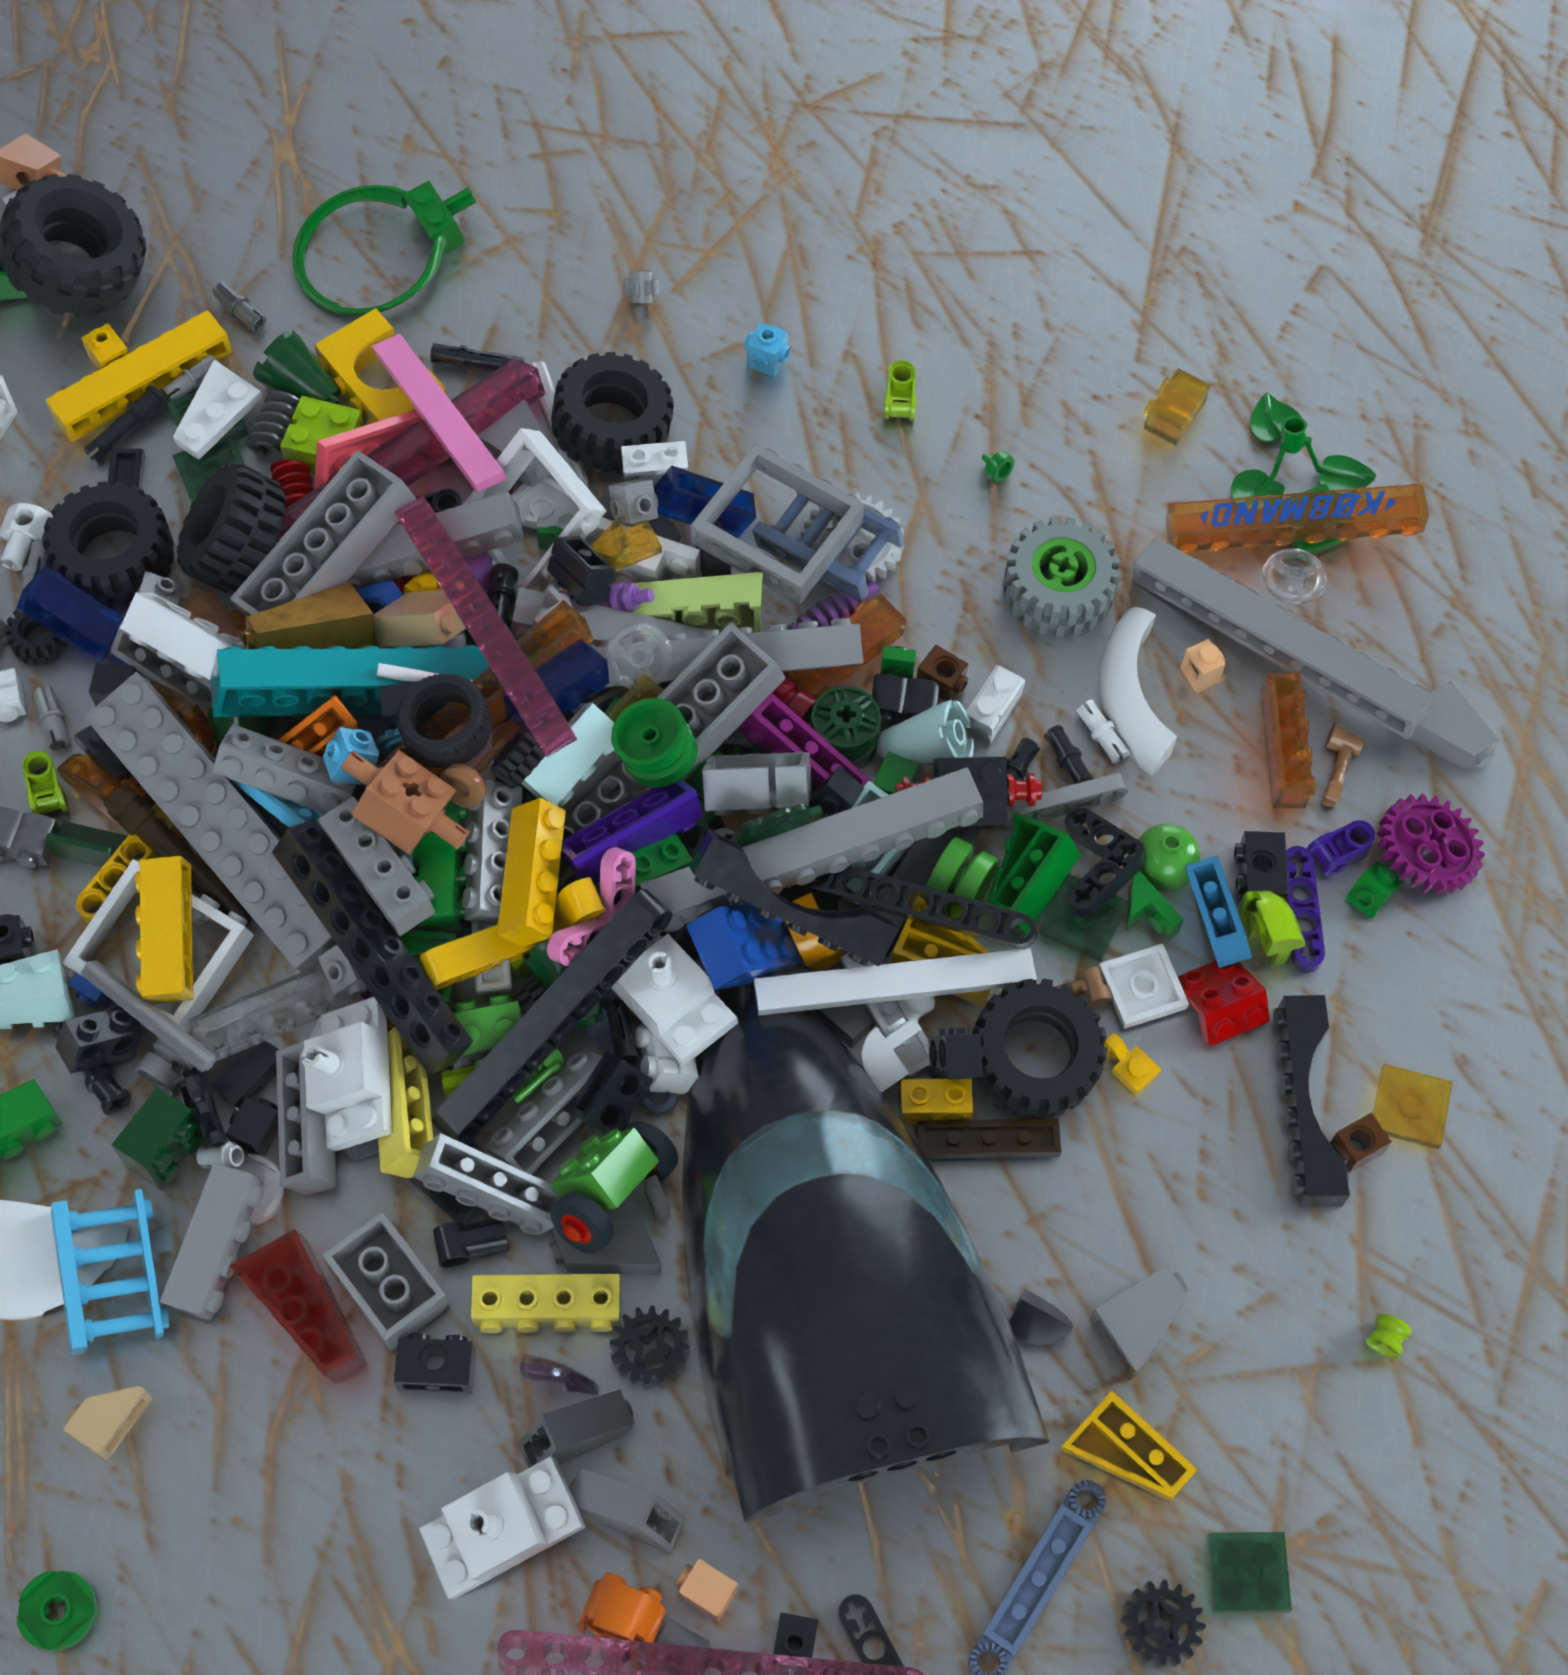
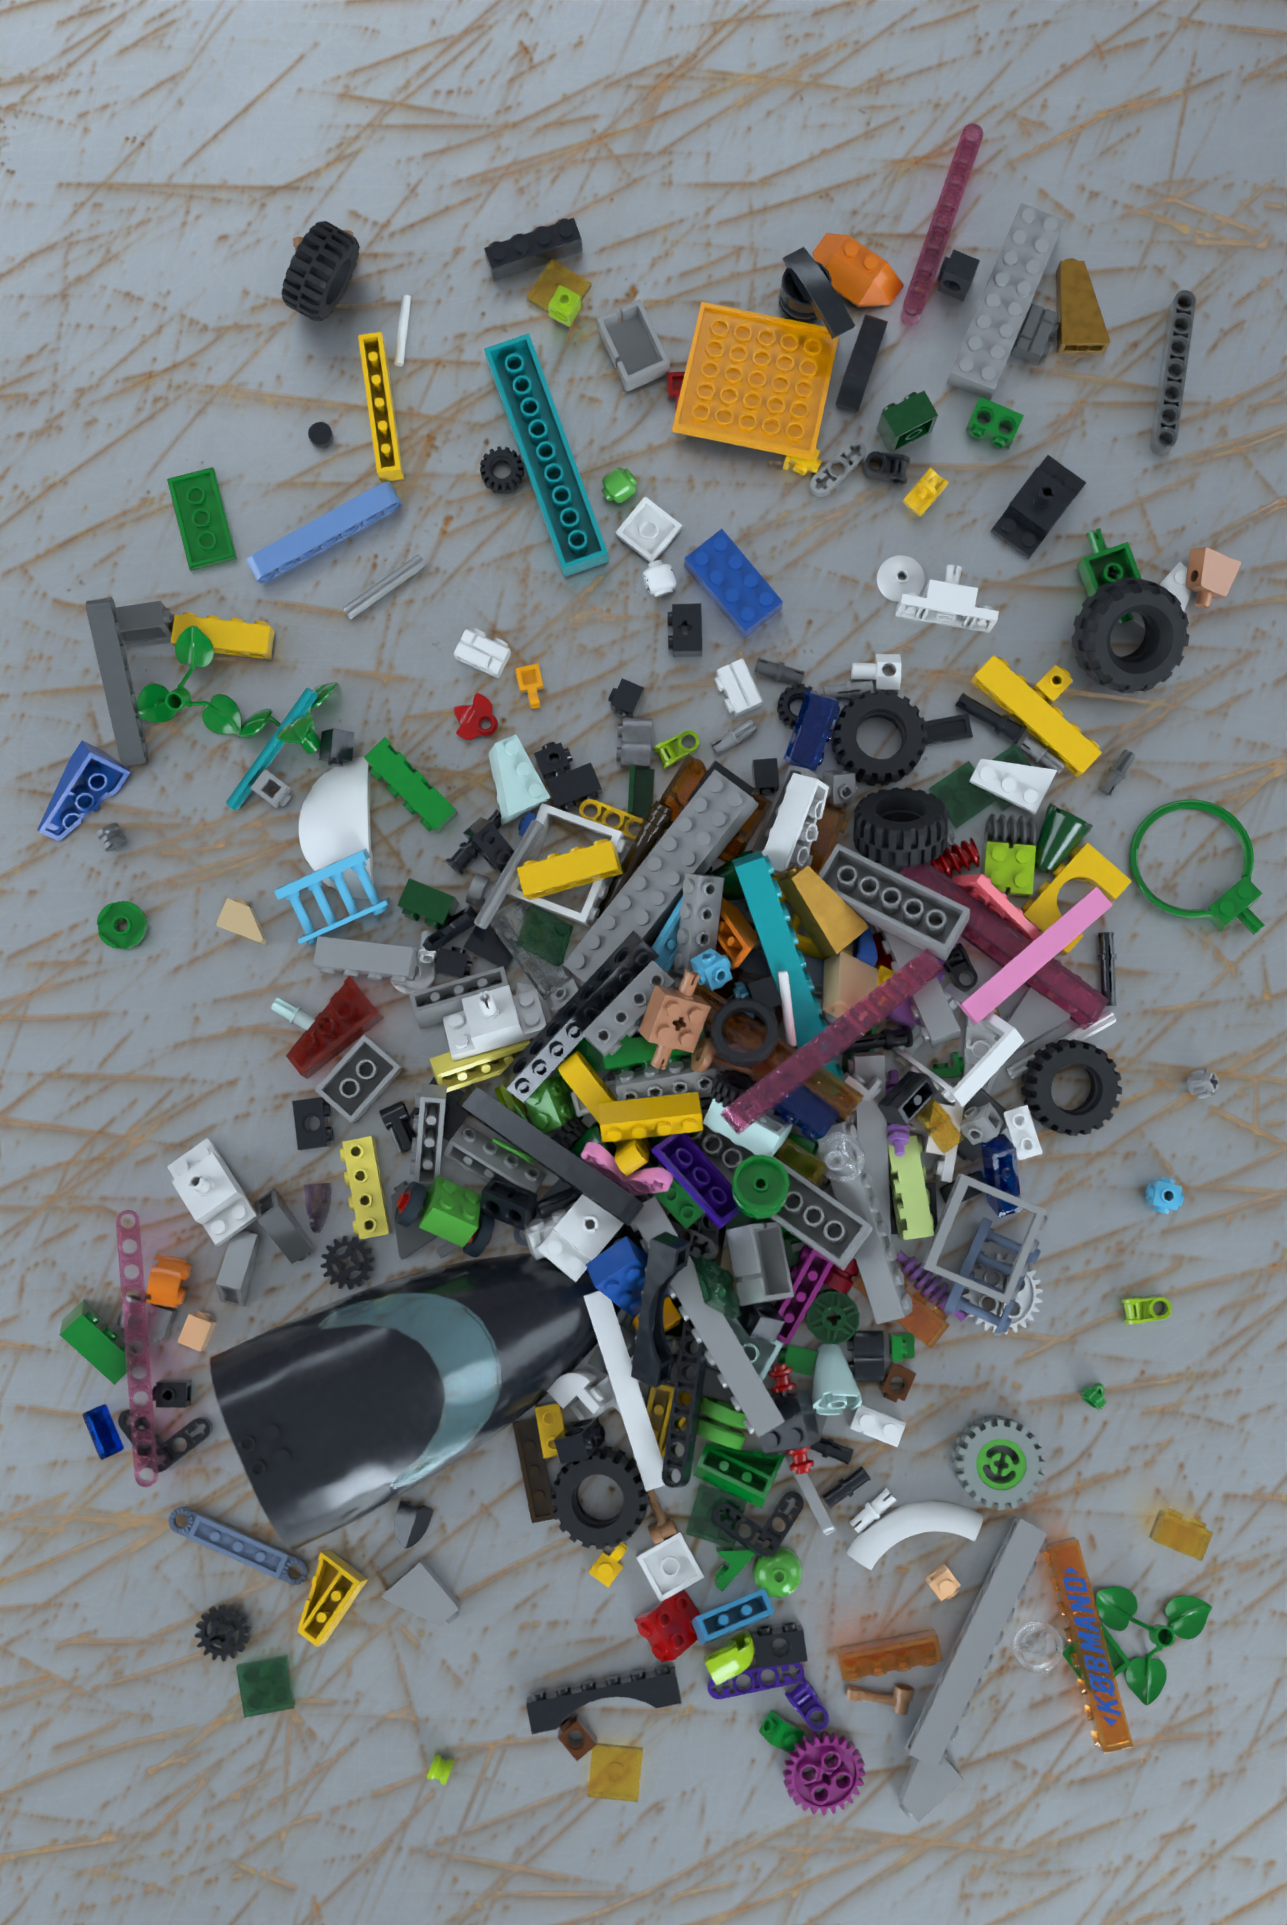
camera: 85 degrees right, 20 degrees up
(53, 919) = (574, 787): none -> black brick
(248, 989) = (544, 935): none -> clear green plate
(267, 1367) = (292, 1013): none -> light aqua axle

